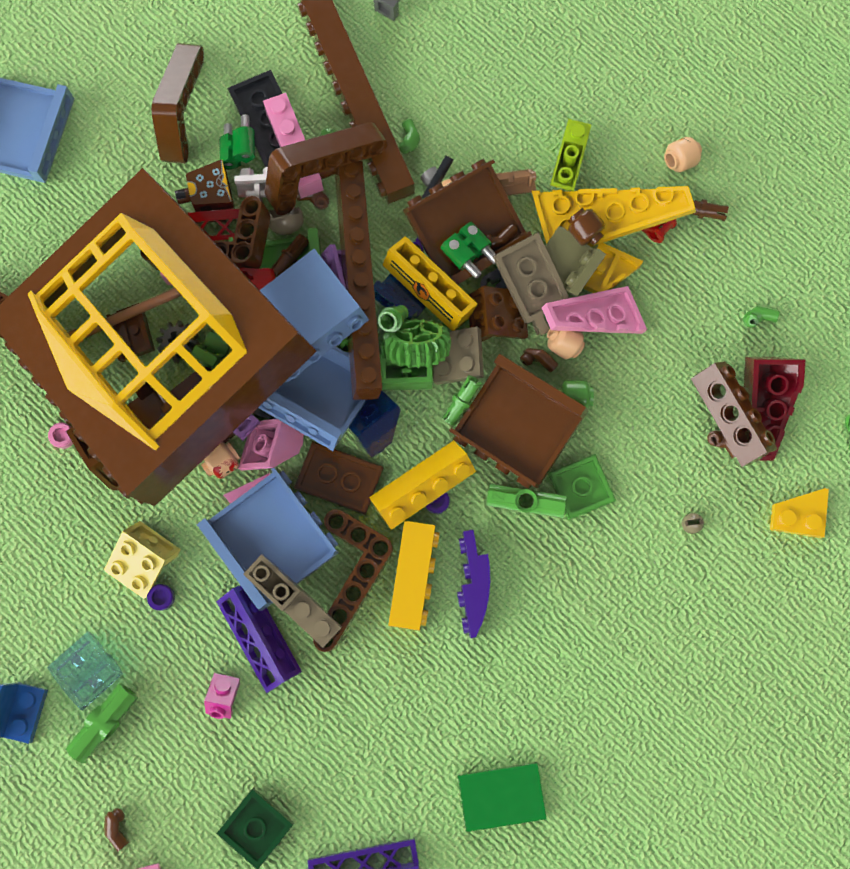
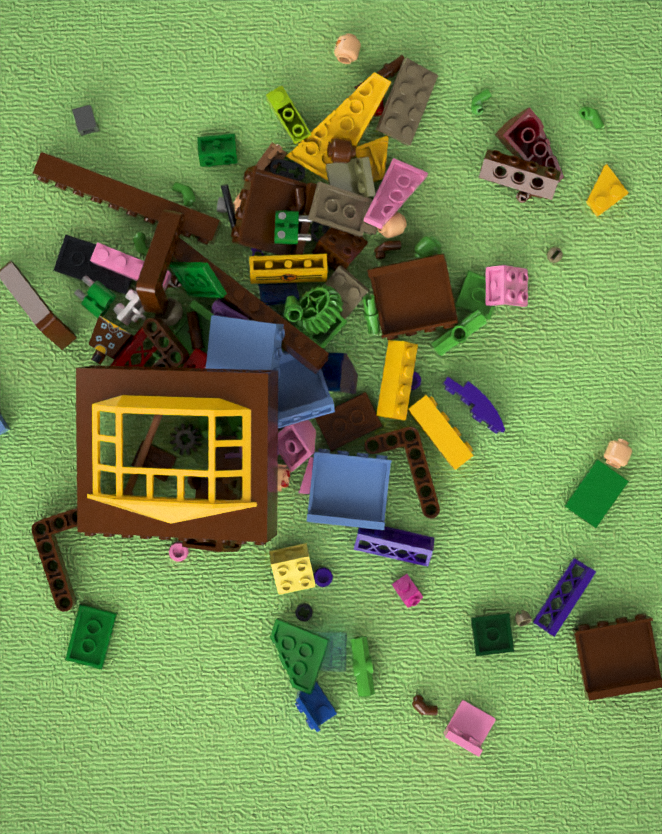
camera: 45 degrees left, 10 degrees up
(58, 646) = (299, 653): none -> green plate
(99, 614) = (301, 617): none -> black bush
(292, 600) = (396, 507): dark tan slope -> none
(301, 846) = (523, 618): none -> dark tan hinge
(338, 209) = (198, 279): none -> green tile
(476, 129) = (217, 150): none -> green bracket
(525, 201) = (288, 166): none -> black beam
(563, 779) = (618, 453): none -> light nougat head
(617, 504) = (506, 286): none -> bright pink bracket
(691, 249) = (407, 102): none -> dark tan plate

